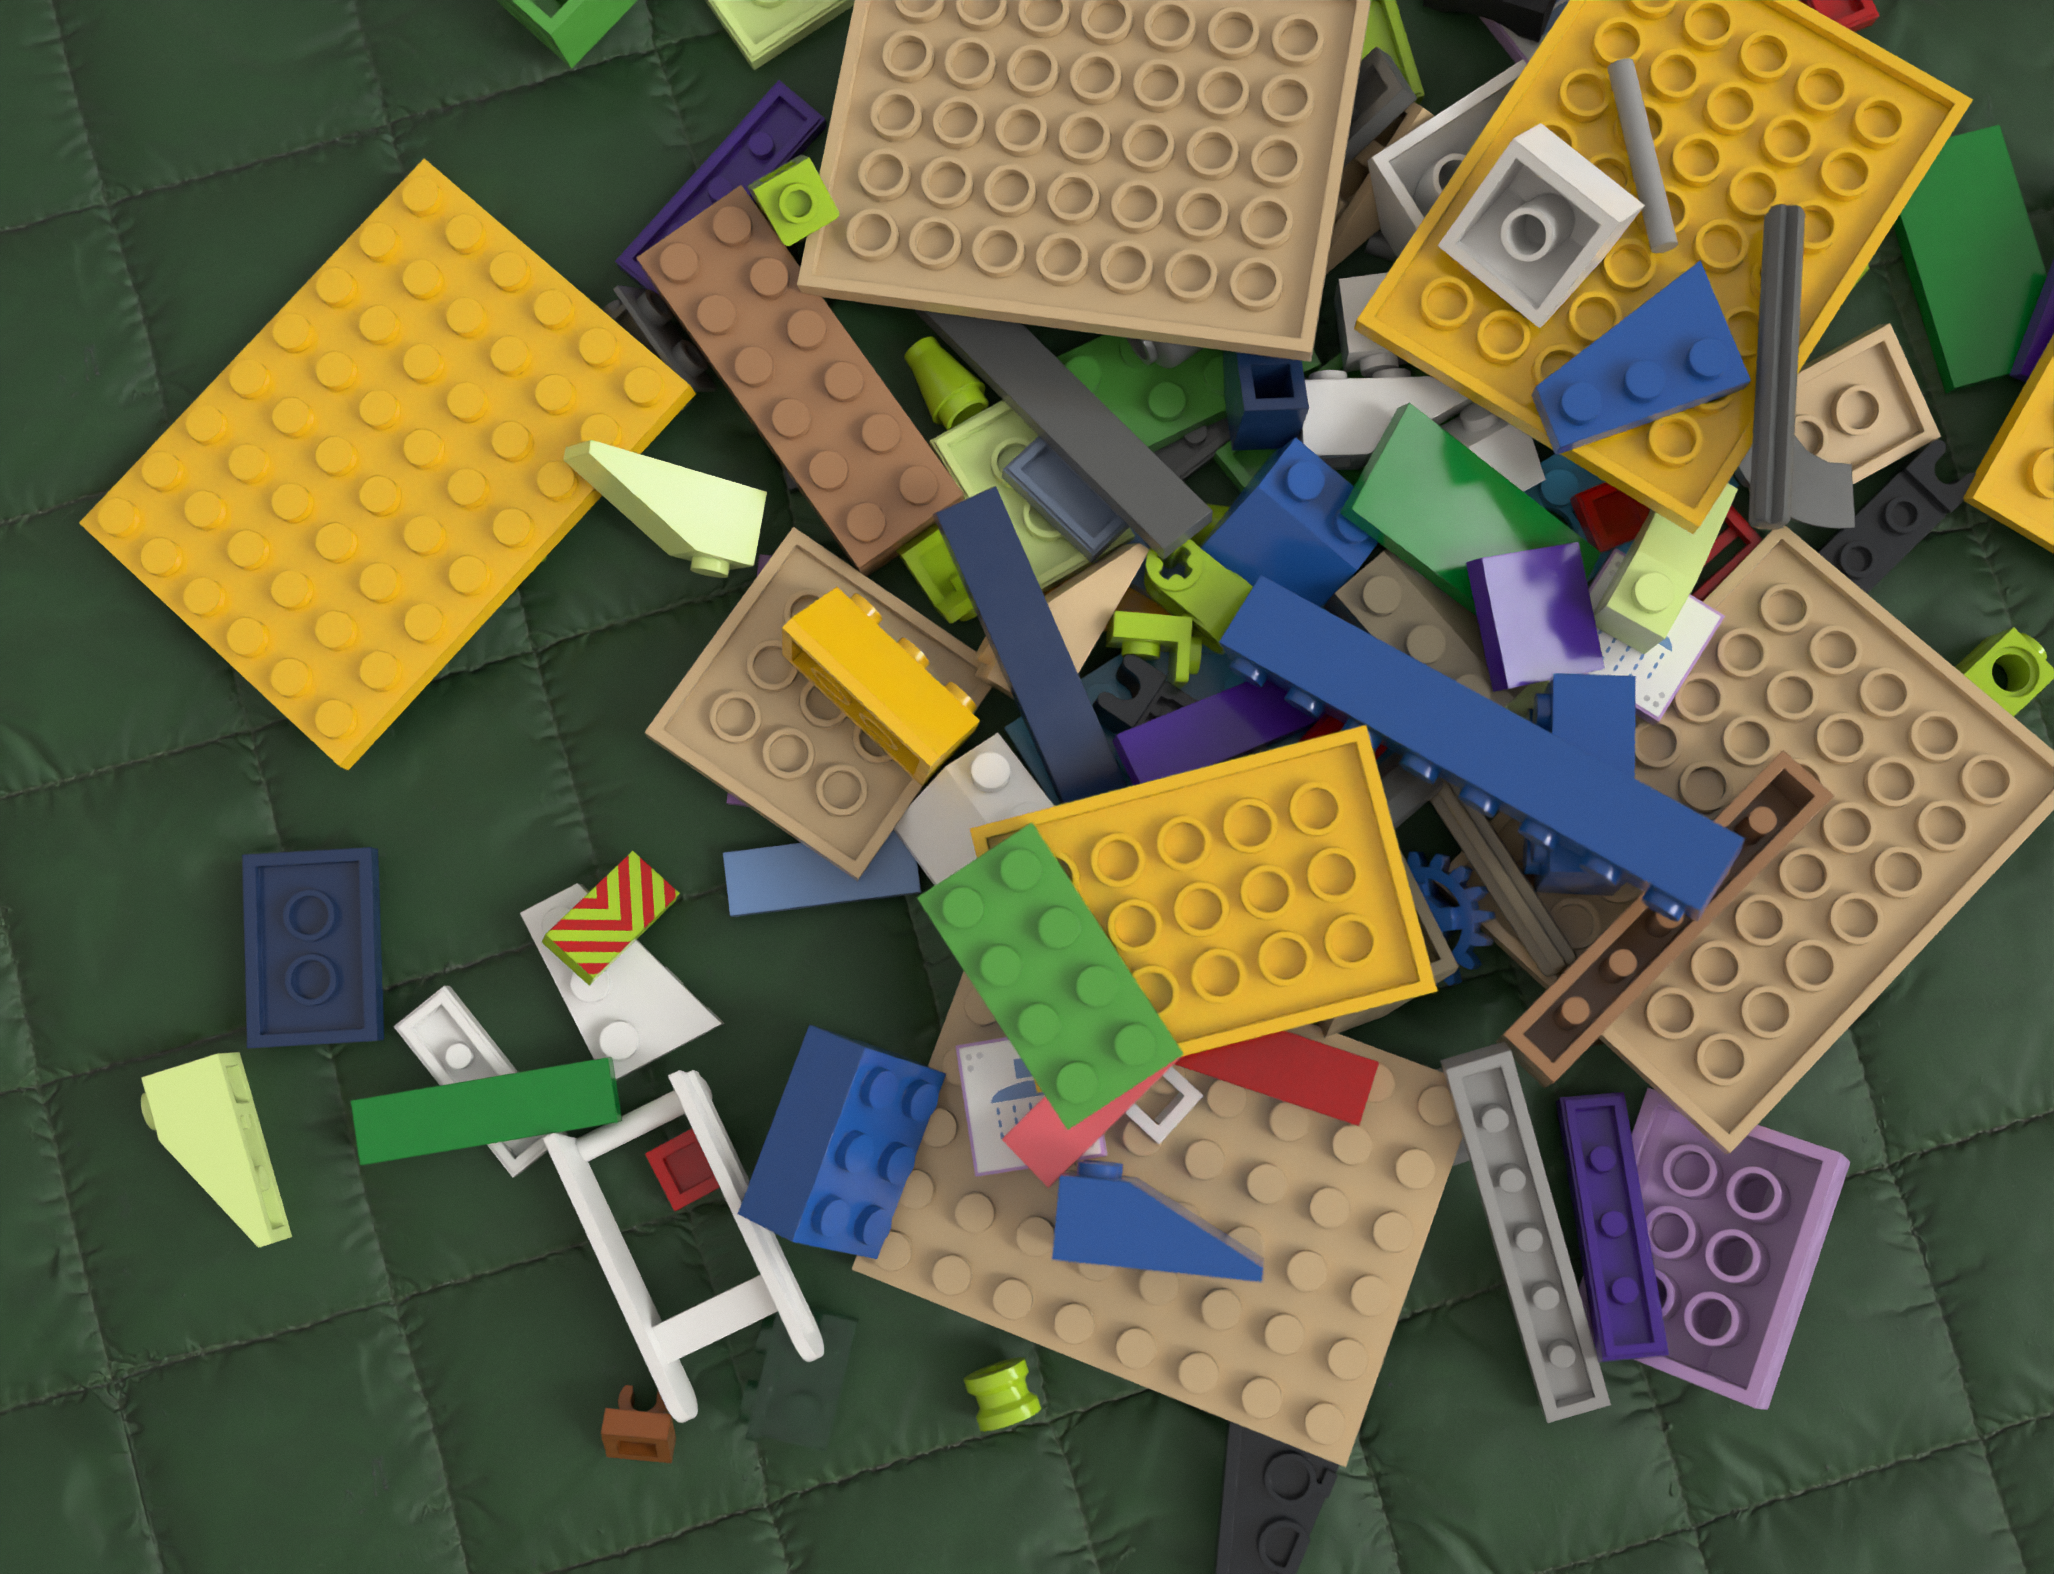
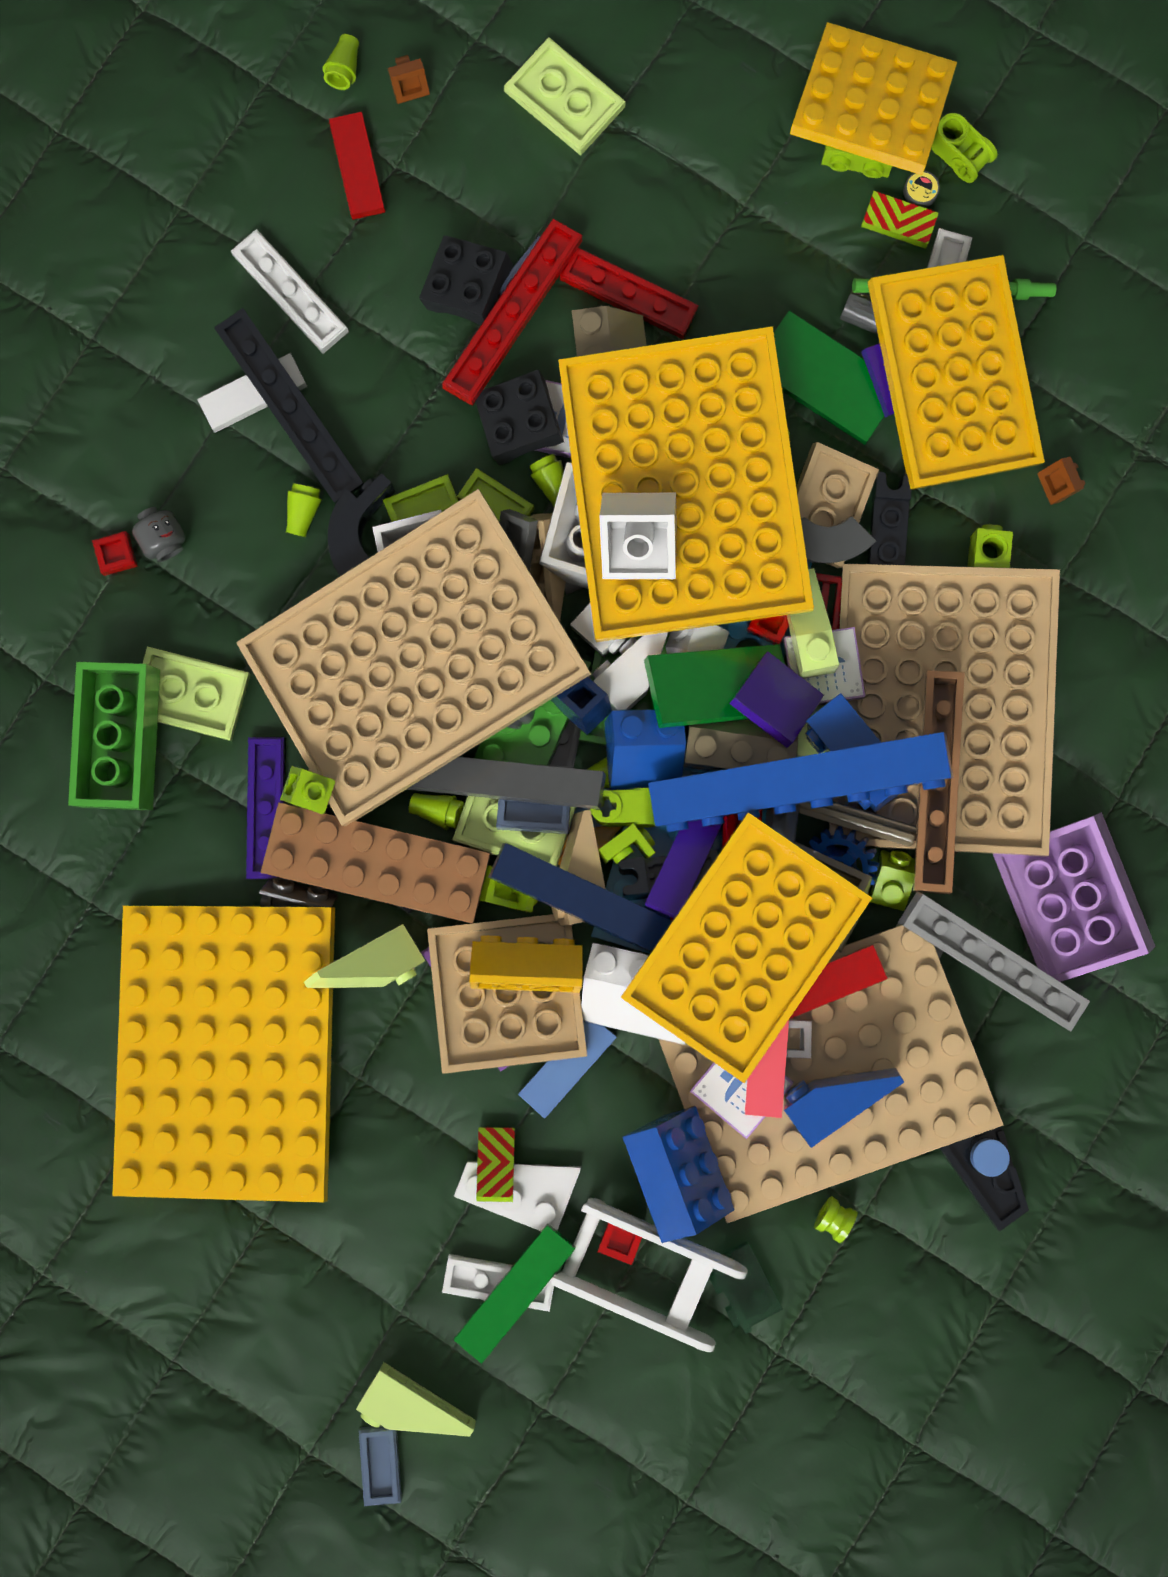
camera: 35 degrees left, 0 degrees up
(112, 1185) = (380, 1466): none -> sand blue tile
(312, 947) = (377, 1289): dark blue plate -> none
(638, 1433) = (698, 1372): dark orange tile -> none
(1050, 976) = (708, 1030): bright green plate -> none
(1287, 1495) = (989, 1157): none -> medium blue tile
(1478, 62) = (548, 476): none -> lime cone
(1480, 1005) = (893, 880): none -> lime bracket
(1611, 1228) = (1027, 926): dark purple tile -> none
(1642, 155) = (655, 467): light grey bar -> none
(1644, 368) = (734, 559): blue wing -> none
(1777, 367) = (788, 513): dark grey axle -> none

